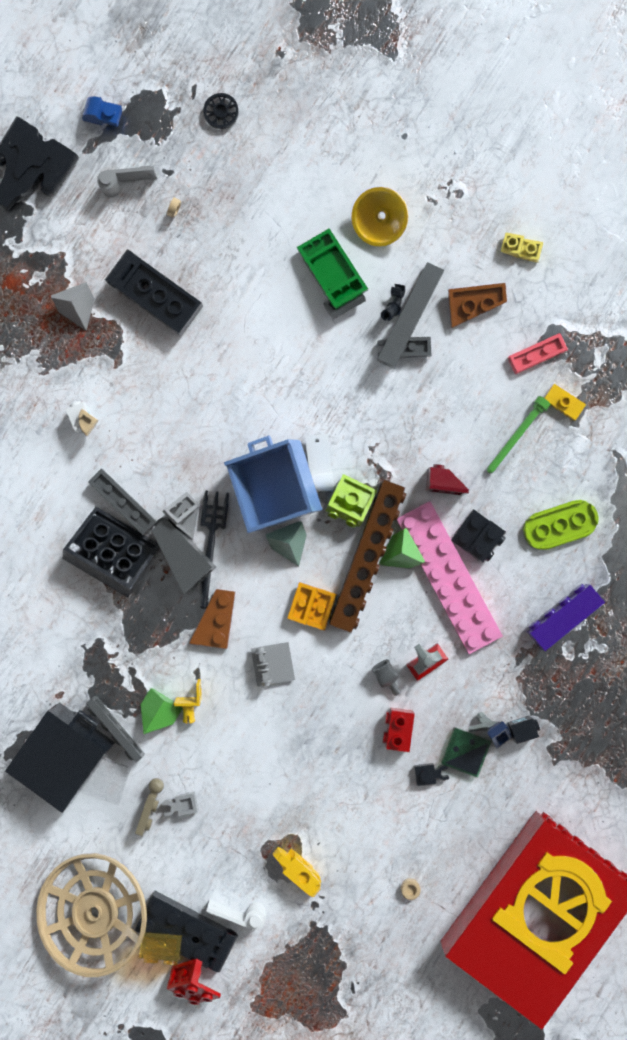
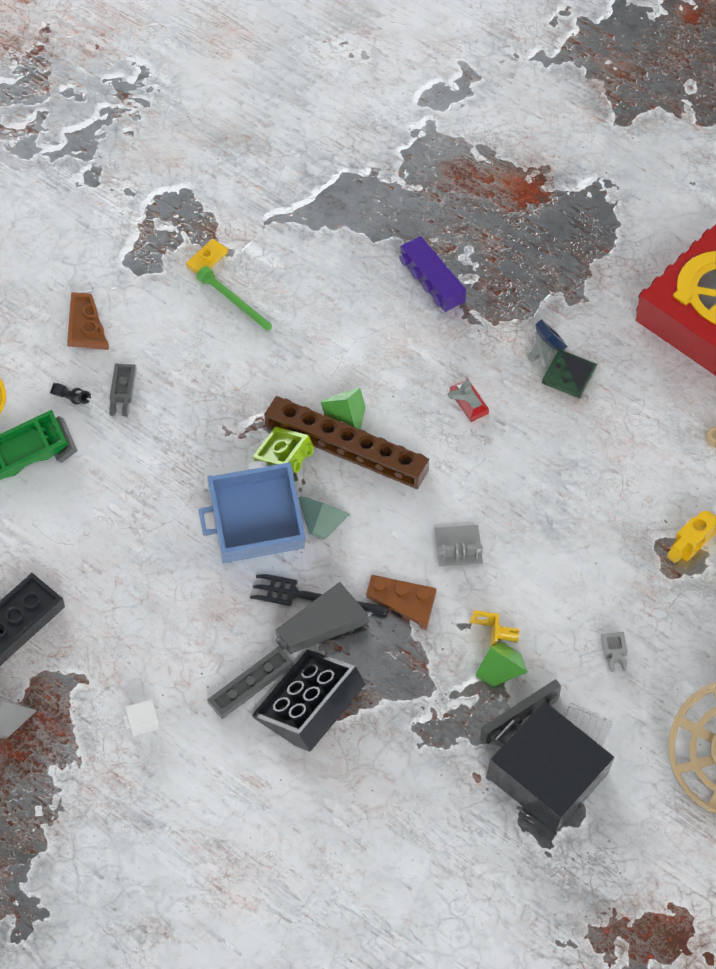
camera: 85 degrees left, 30 degrees down
(86, 422) = (149, 701): tan tile -> none
(155, 786) = (616, 683): dark tan plate -> none
(183, 513) = (268, 620): light grey slope -> none
(312, 606) = (397, 500): light orange slope -> none
(386, 676) = (480, 436): dark grey piece -> none
(399, 729) = (540, 428): red brick -> none
(410, 315) = (88, 378): dark grey tile -> none
(427, 773) = (591, 409): black plate -> none
(444, 481) = (275, 362): dark red slope -> none
(450, 578) = (382, 370): bright pink plate -> none
(478, 536) = (338, 341): black plate -> none
(522, 248) = (36, 278): light yellow slope -> none
(524, 729) = (549, 313): black brick -> none
(537, 353) = (151, 276): coral tile -> none
(560, 524) = (335, 272): lime tile -> none

